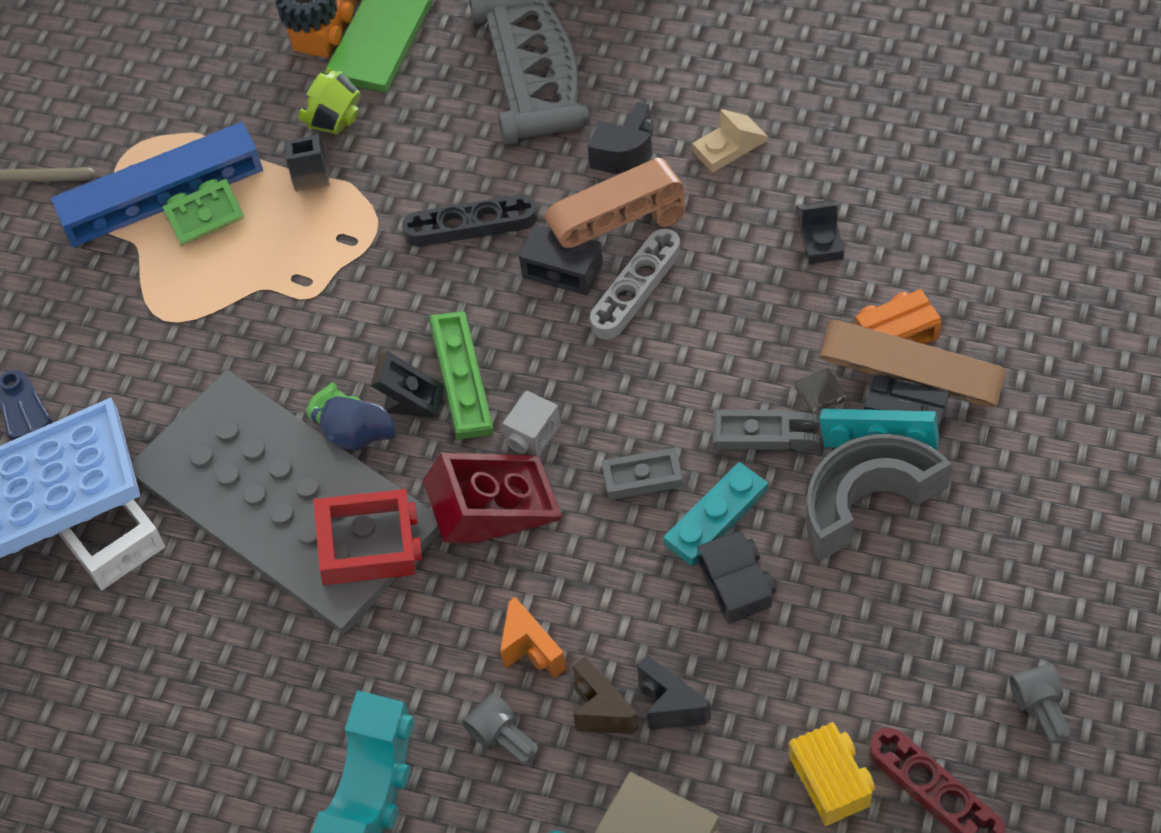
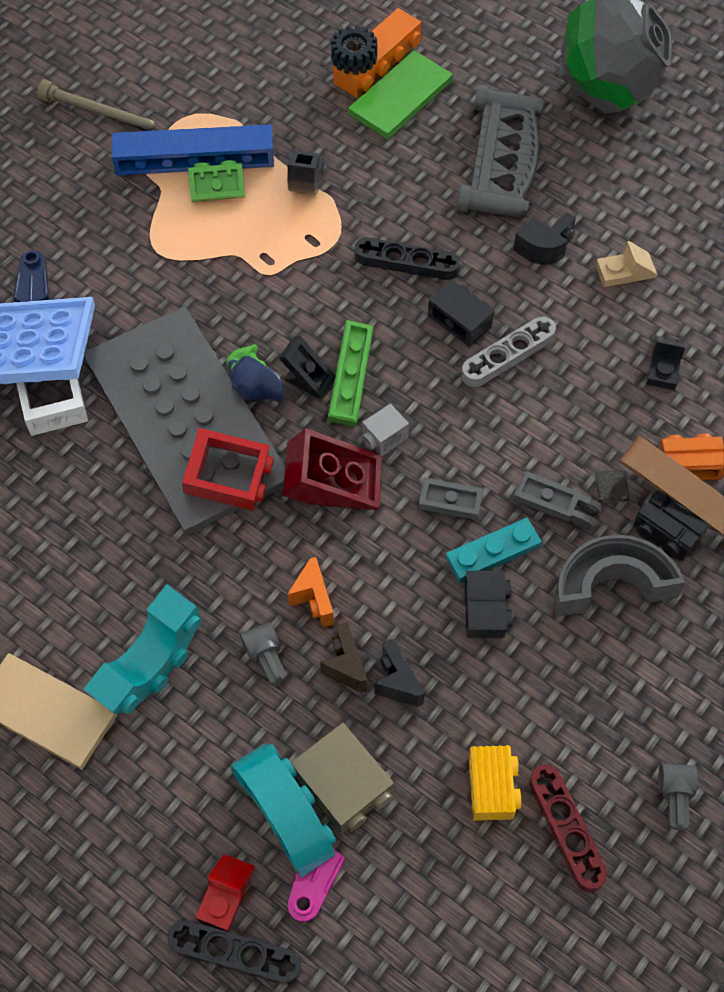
camera: 15 degrees right, 5 degrees up
(330, 103) = (341, 133): lime cone -> none
(617, 201) = (519, 284): nougat beam -> none
(848, 424) = (619, 521): teal plate -> none

